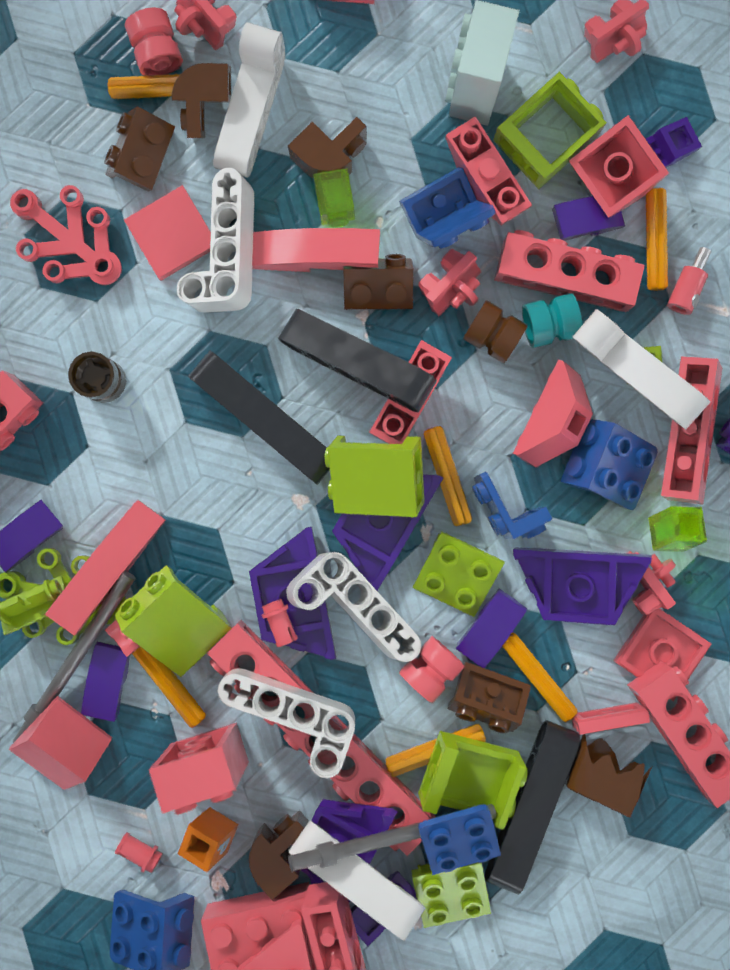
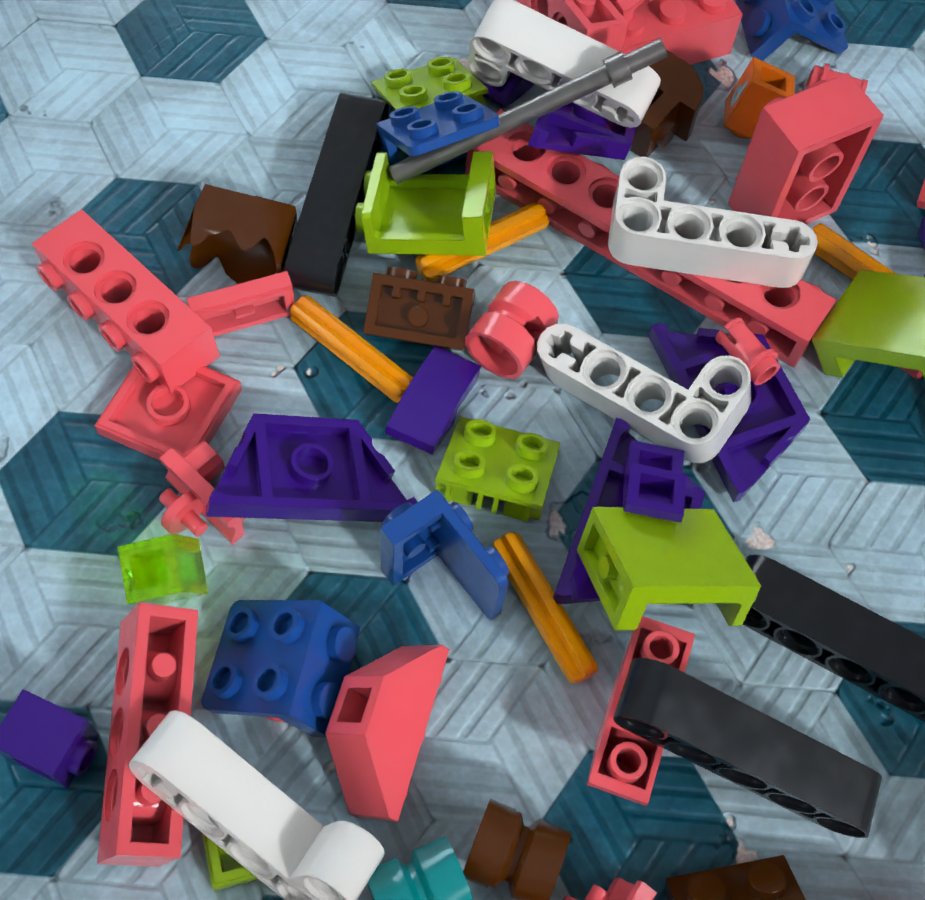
camera: 160 degrees right, 25 degrees down
(370, 533) = (654, 481): none -> dark purple slope

